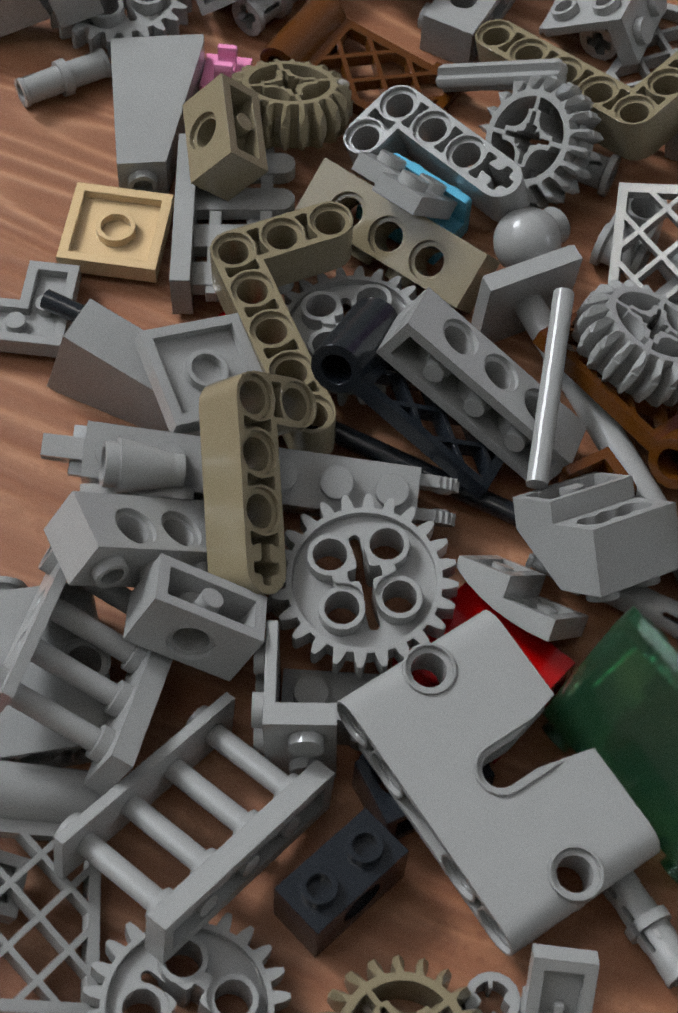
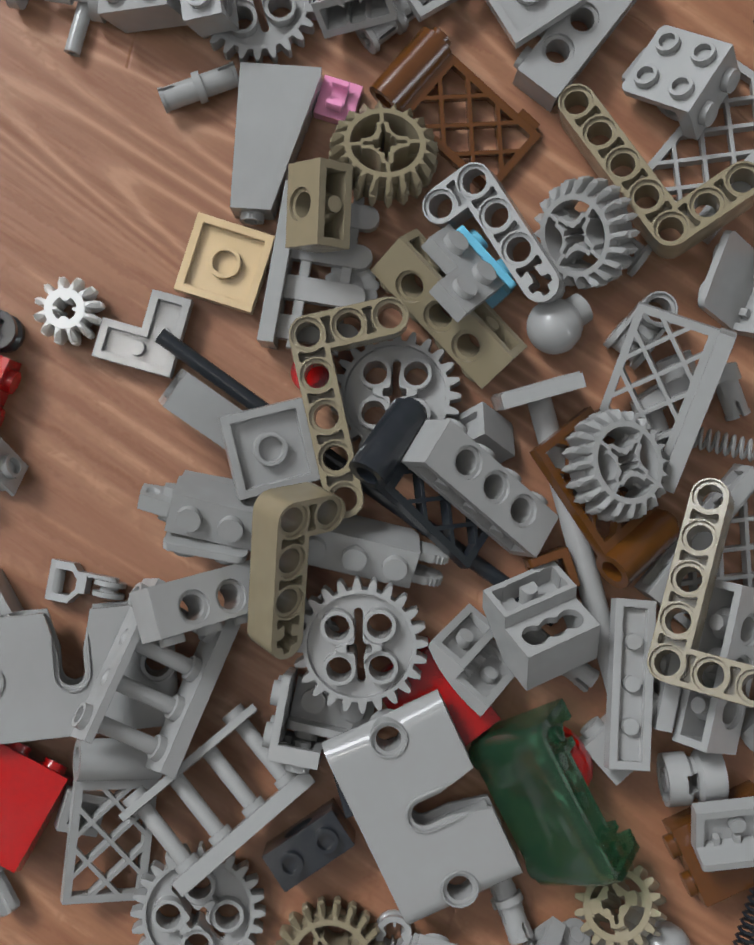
camera: 10 degrees right, 30 degrees up
(139, 467) = (203, 545): light grey cone -> none
(195, 618) = (232, 669): light grey brick -> none
(496, 74) = (569, 155): light grey axle -> none
(550, 389) = (532, 504): light grey bar -> none

